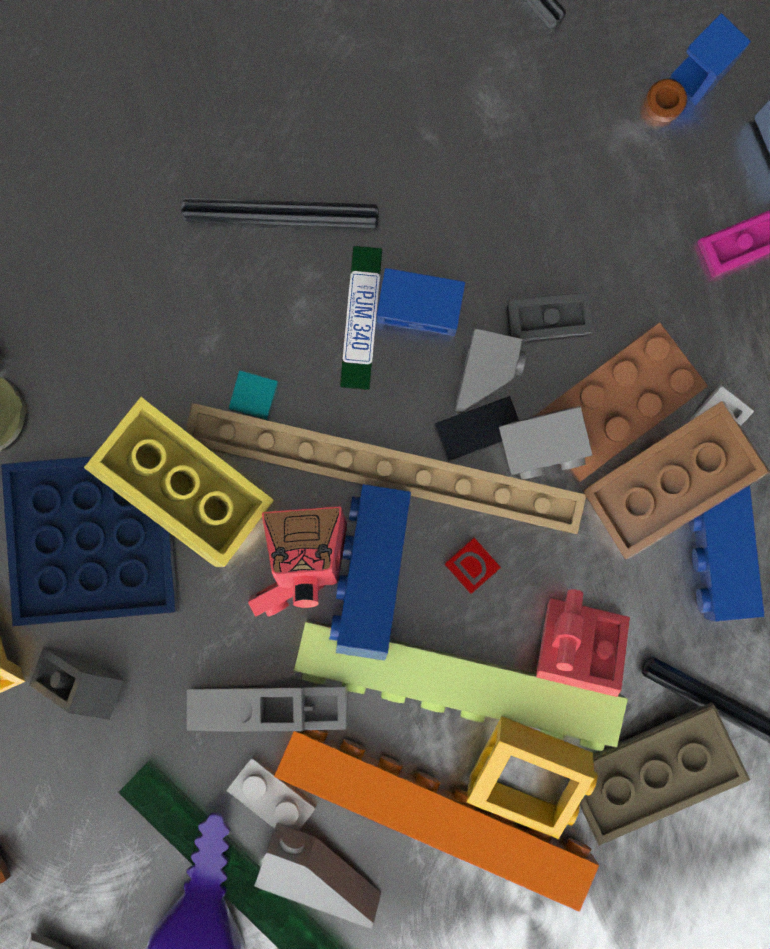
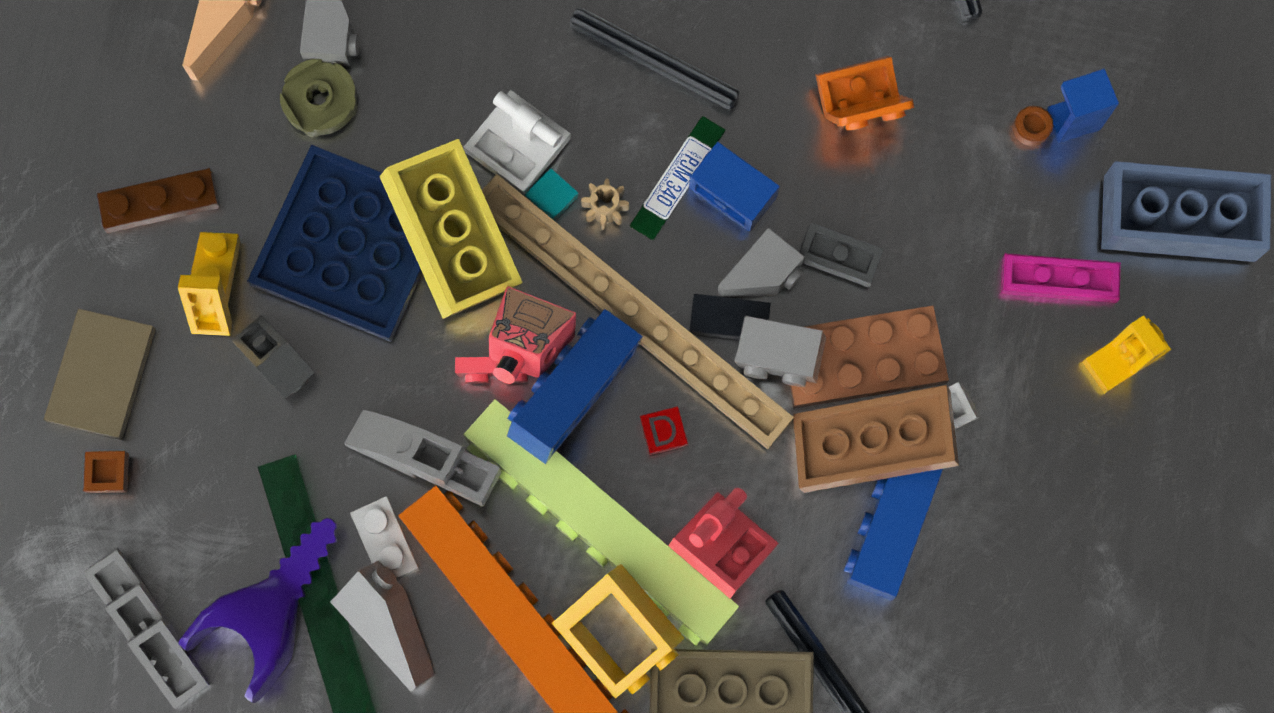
camera: 30 degrees right, 10 degrees down
(194, 361) = (517, 141): none -> white plate
(304, 369) = (606, 194): none -> tan gear
(497, 152) = (862, 93): none -> orange bracket

